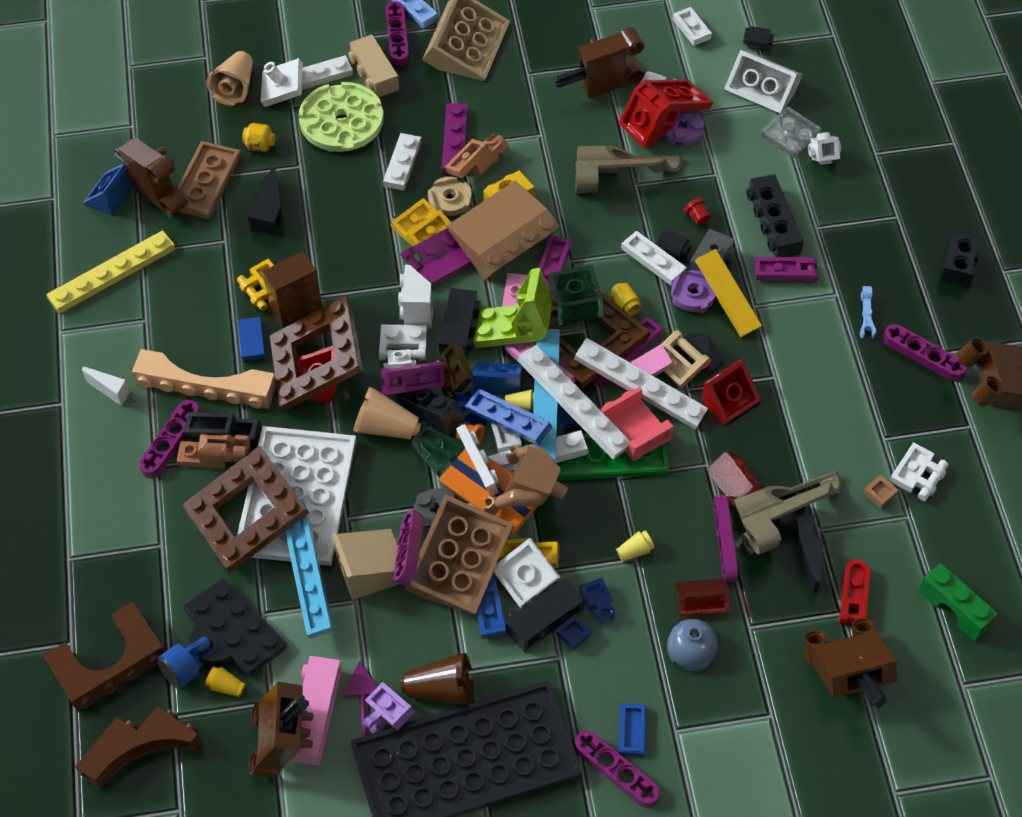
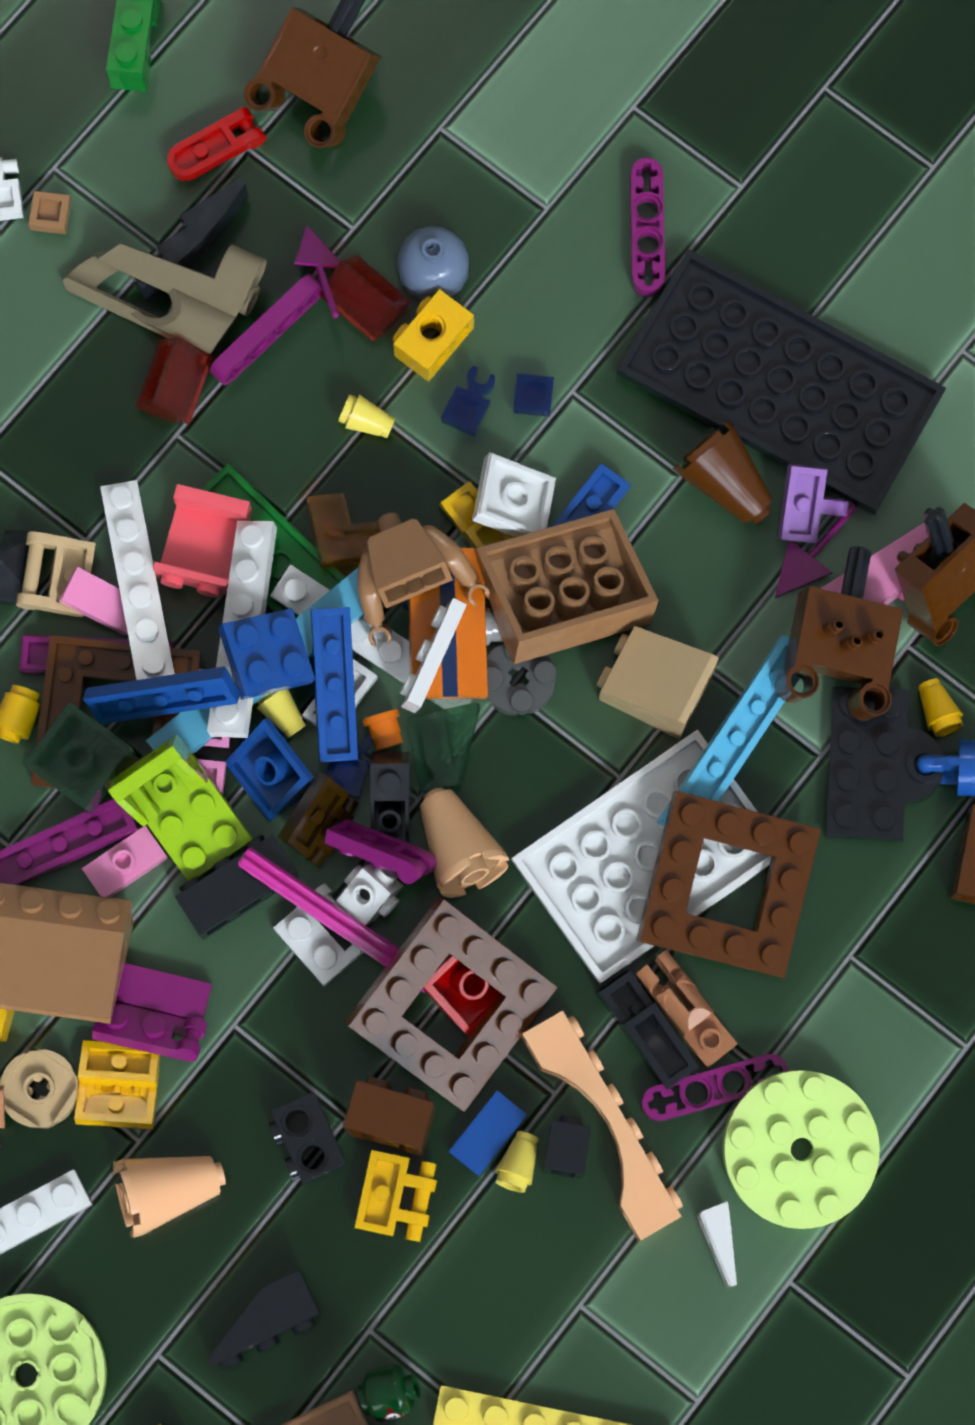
camera: 135 degrees left, 20 degrees up
(95, 468) = (841, 1156): none -> yellowish green plate
(192, 223) = (388, 1393): none -> dark green head
(208, 351) = (567, 1147): none -> black brick
(225, 337) = (518, 1163): none -> light yellow cone
(299, 647) = (843, 640): none -> reddish brown piece
(330, 269) = (317, 1135): none -> black brick
(359, 202) = (164, 1188): none -> light nougat cone
(408, 548) = (605, 639): magenta beam -> none
(413, 338) = (318, 906): none -> dark pink axle
(415, 298) = (254, 961): white slope -> none
(543, 614) = (544, 440): black brick -> none
(548, 393) = (266, 653): none -> blue plate
(566, 342) = (162, 695): none -> blue plate
(585, 484) = (334, 535): none -> clear orange plate
(632, 729) = (587, 248): blue tile -> none
(651, 624) = (428, 355): none -> yellow brick
(730, 392) = (55, 477): red slope -> none
(747, 592) = (315, 253): none -> magenta piece

